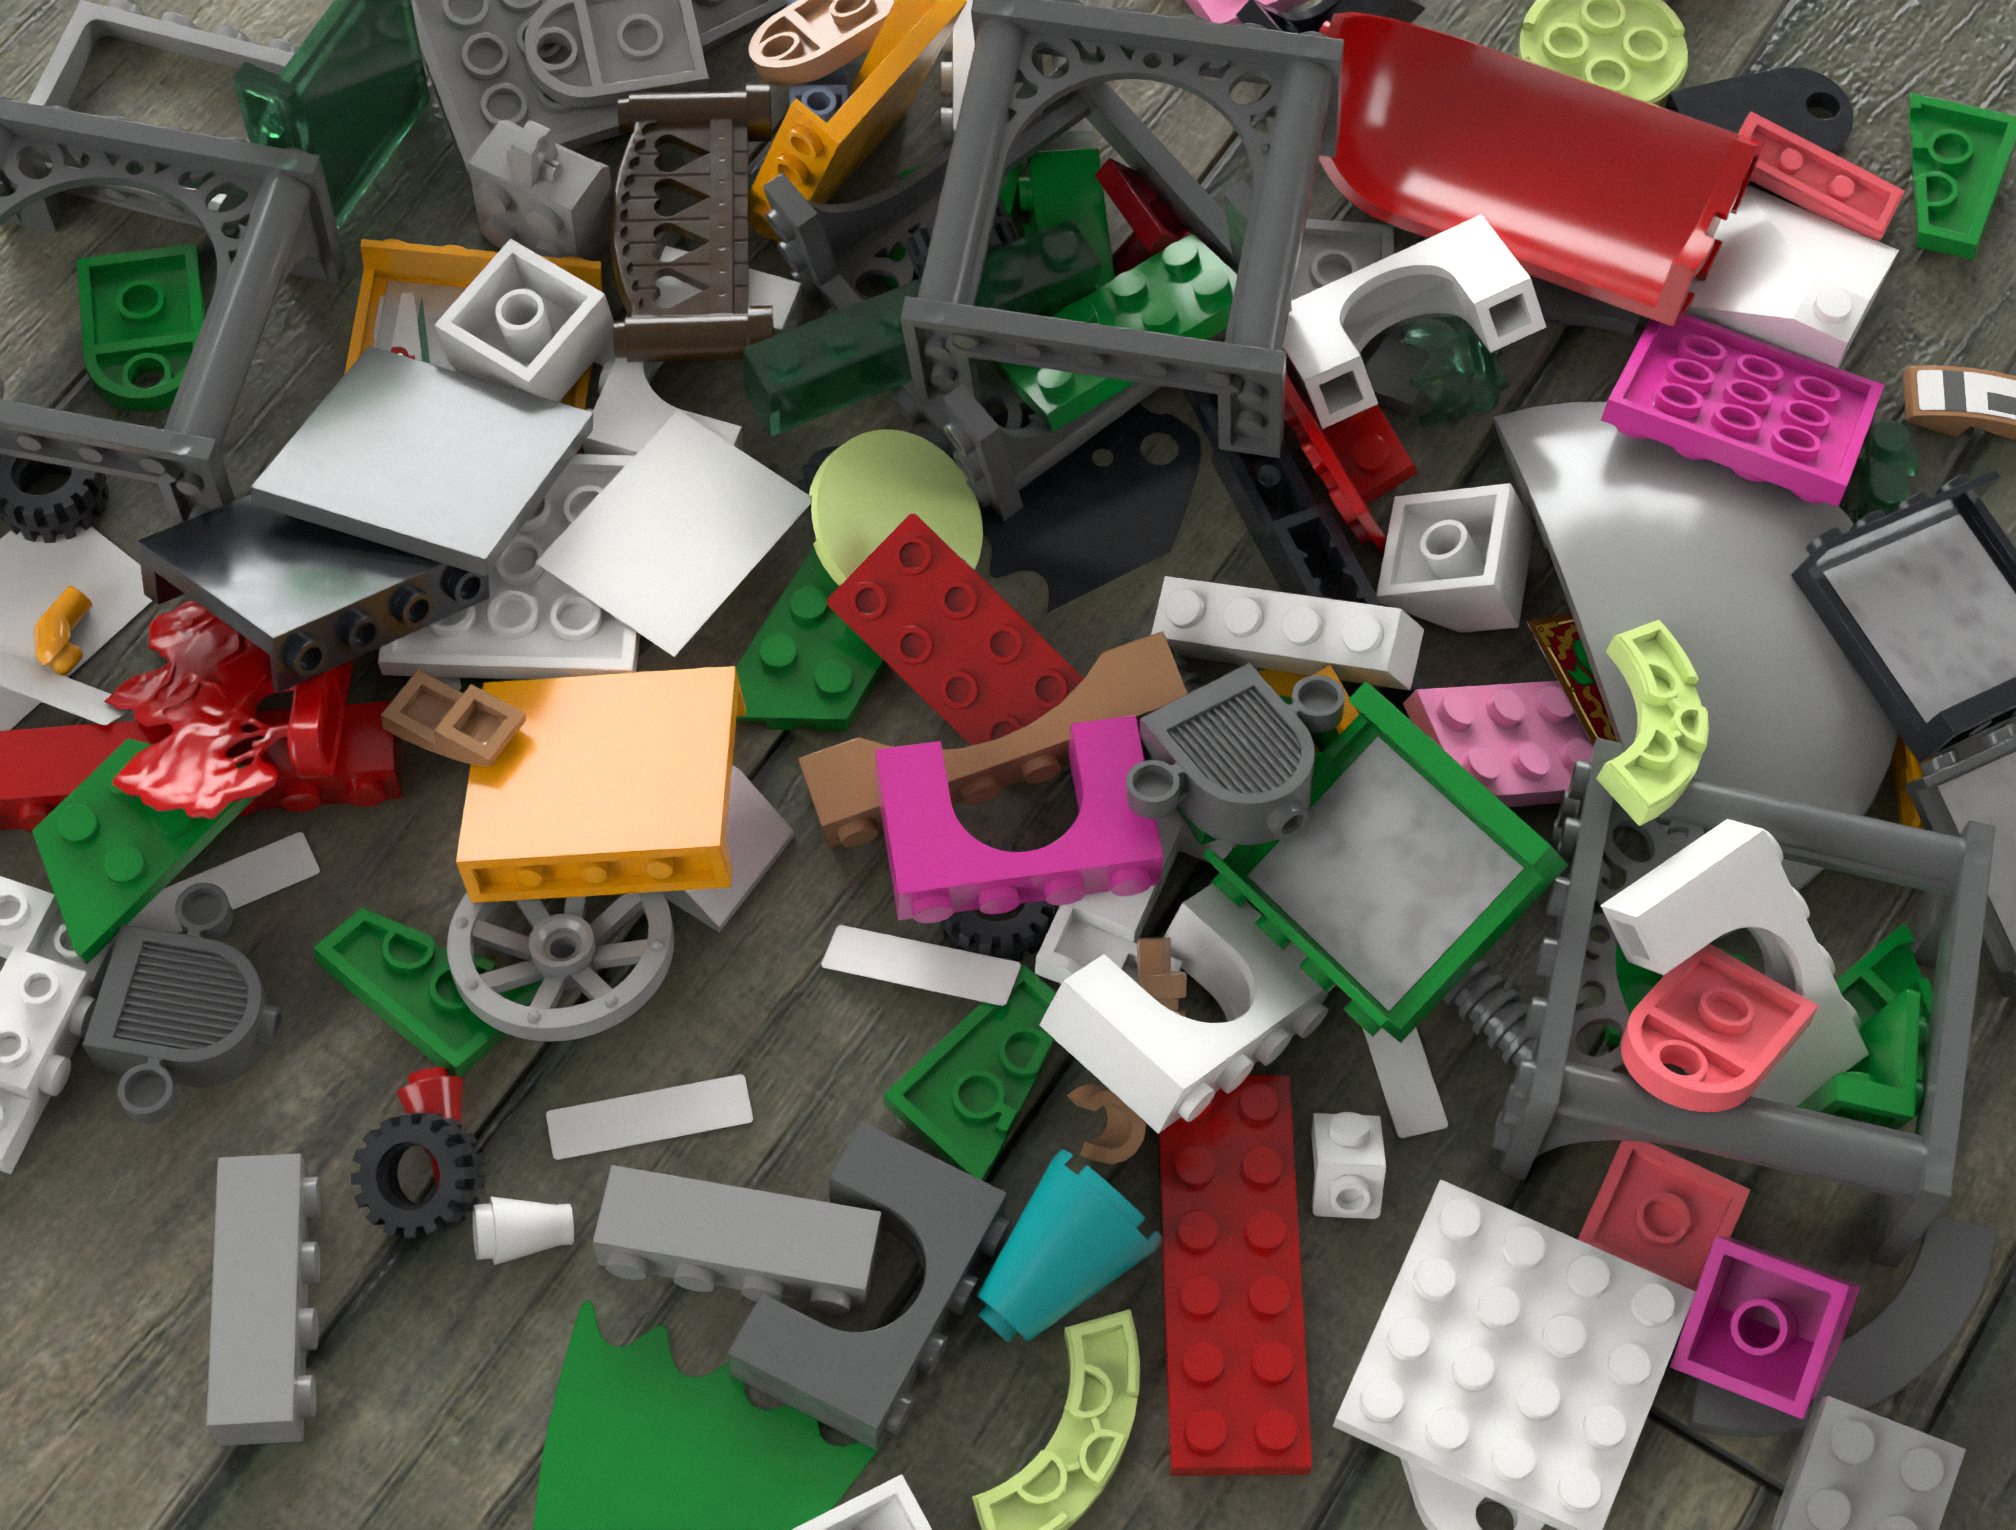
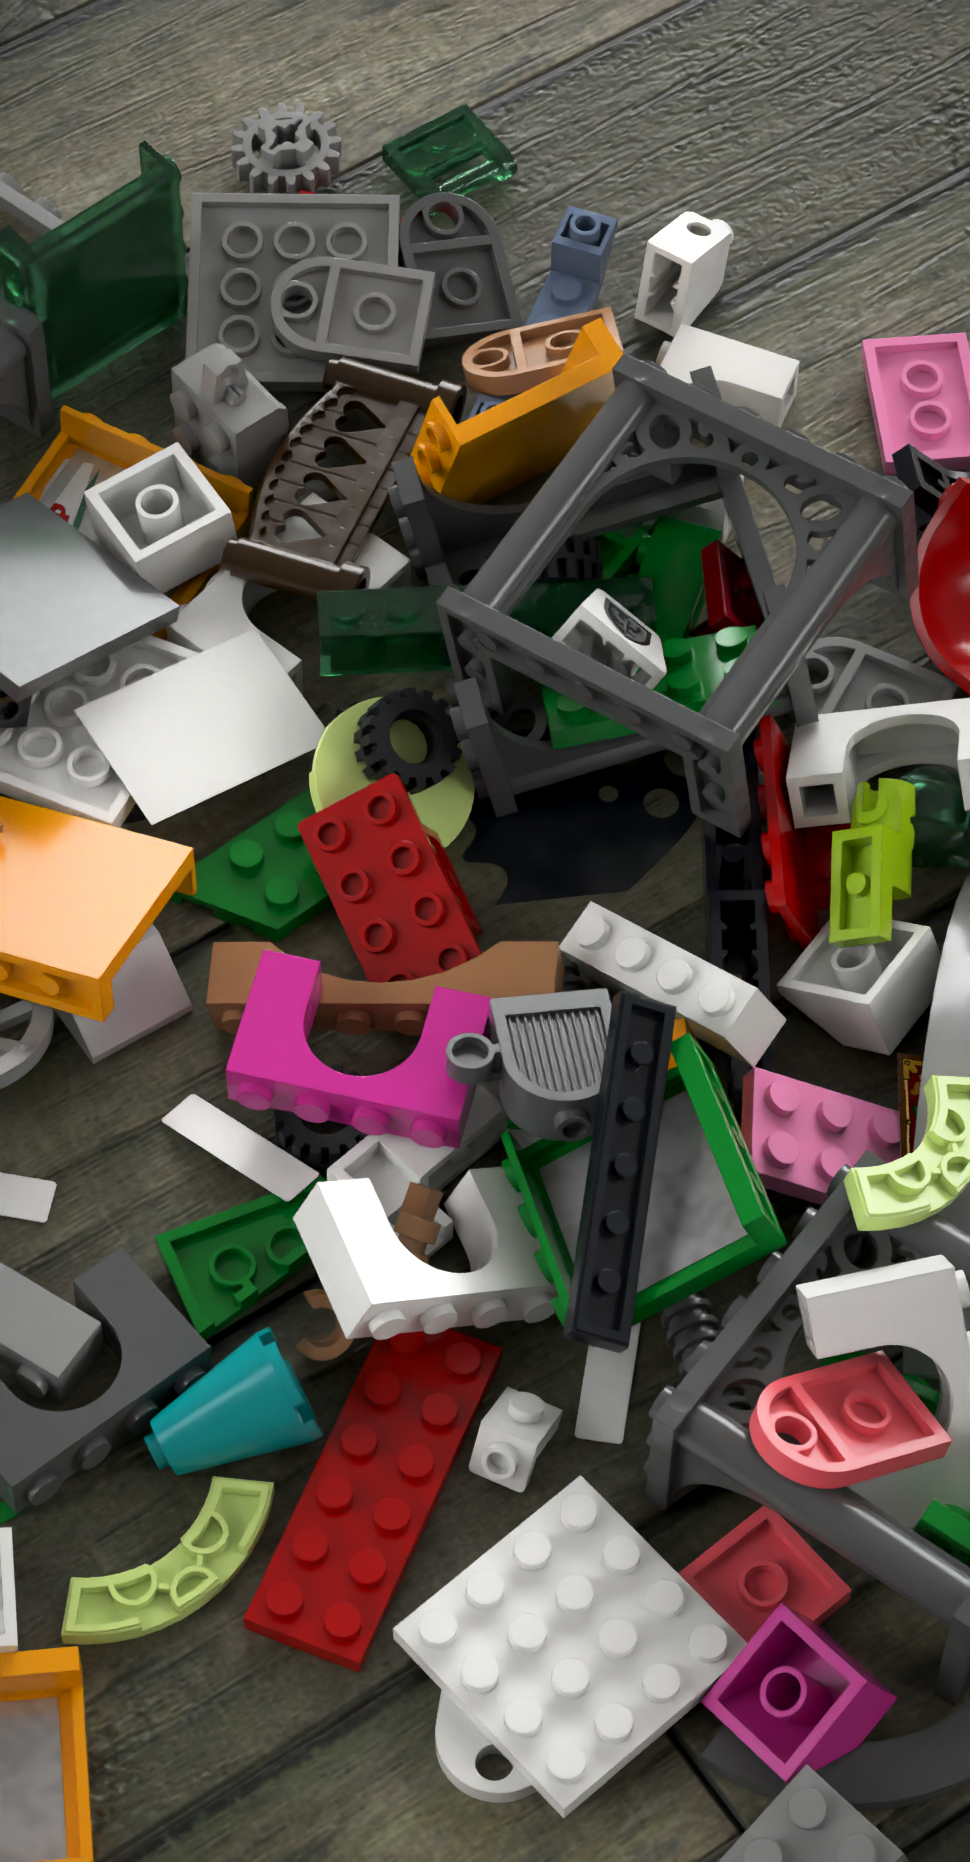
camera: 25 degrees right, 5 degrees down
(927, 455) = (433, 723): none -> black tyre
(1084, 293) = (615, 639): none -> white torso
(1365, 853) = (620, 1172): none -> black tile
(1423, 439) = (872, 863): none -> lime plate

